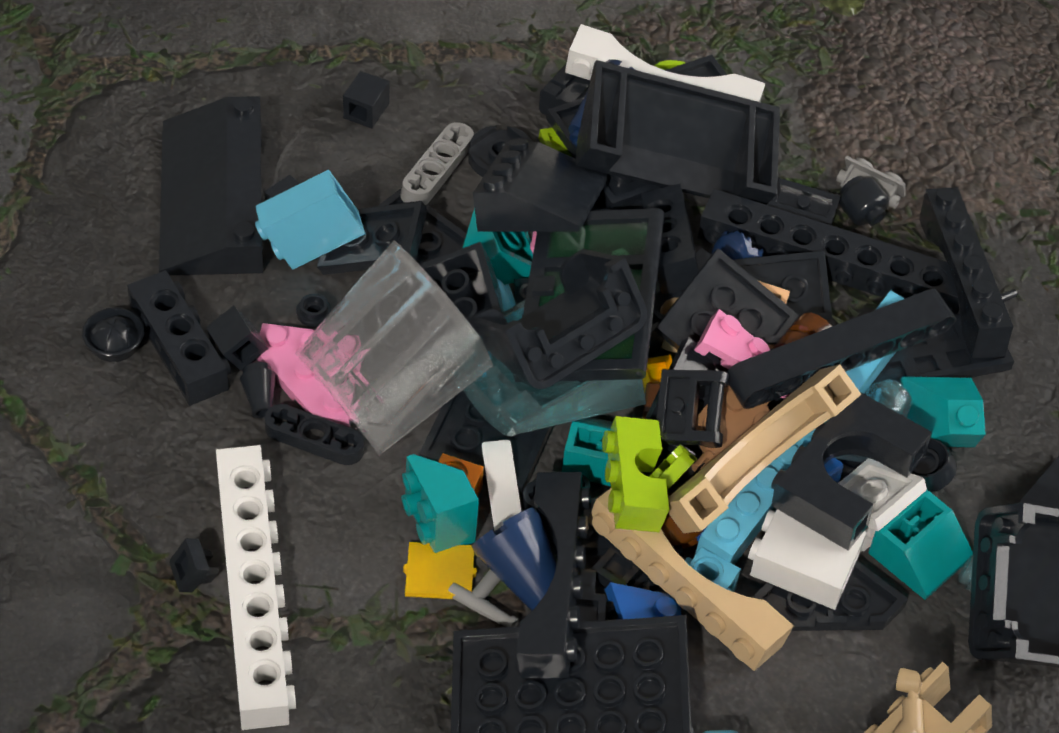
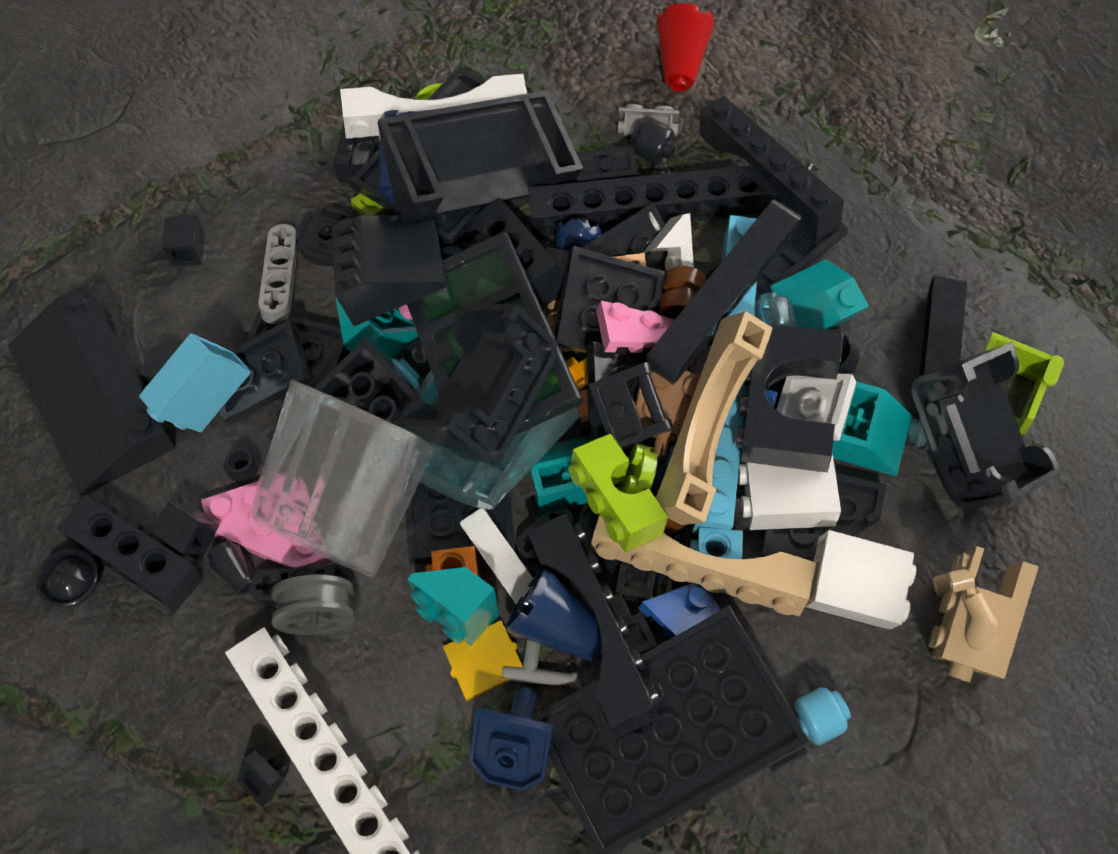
camera: 20 degrees left, 10 degrees up
(307, 428) = (312, 604): none -> dark grey wheel
(421, 642) = (511, 747): none -> dark blue piece
(827, 294) = (677, 240): none -> white slope
(829, 663) = (861, 580): none -> white brick
(948, 125) = (683, 43): none -> red cone

